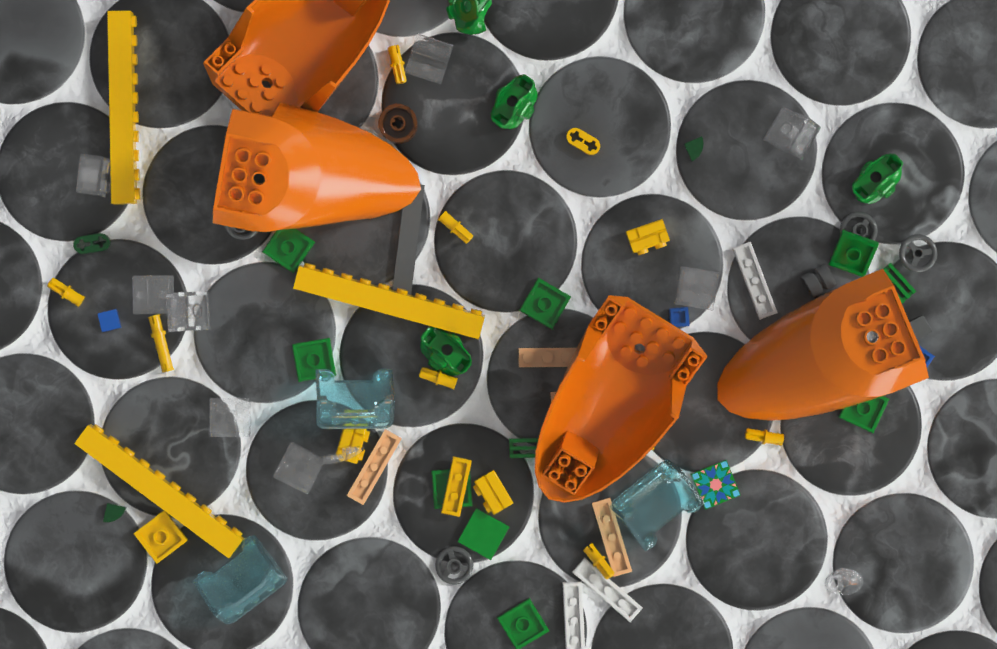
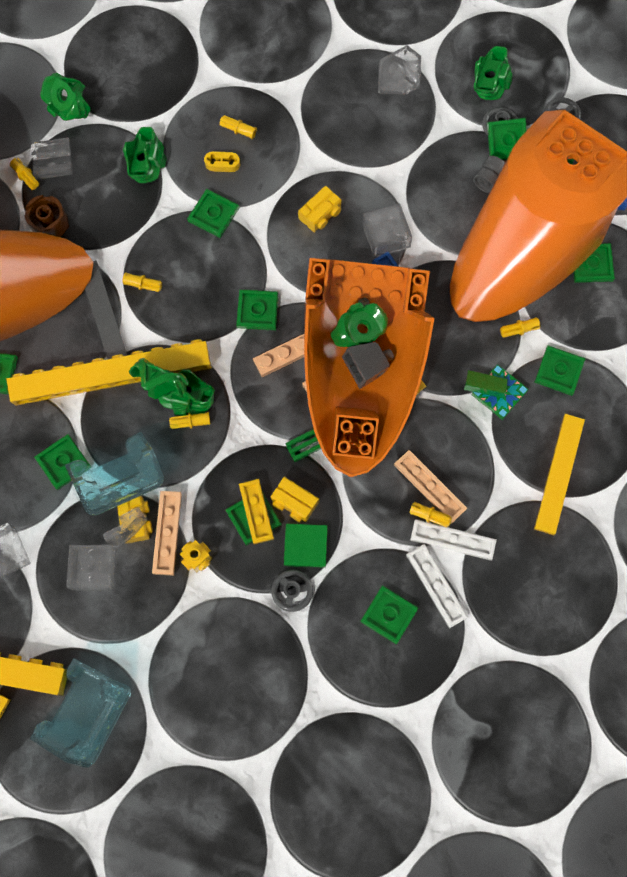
camera: 20 degrees left, 15 degrees down
(392, 493) = (201, 561): none -> yellow brick
(427, 338) = (157, 380): none -> green piece
(550, 189) = (213, 213): none -> green tile
(608, 375) = (346, 331): none -> green piece
(613, 407) = (367, 362): none -> dark grey torso
(614, 112) = (238, 126): none -> yellow axle
(655, 502) = (455, 431): clear light blue windscreen -> none
(694, 148) = (322, 123): dark green tile -> none
(706, 473) = (486, 384): none -> green slope
(726, 579) = (559, 474): none -> yellow tile
(754, 280) = (434, 204): white tile -> none
(778, 490) = (559, 370): none -> green tile

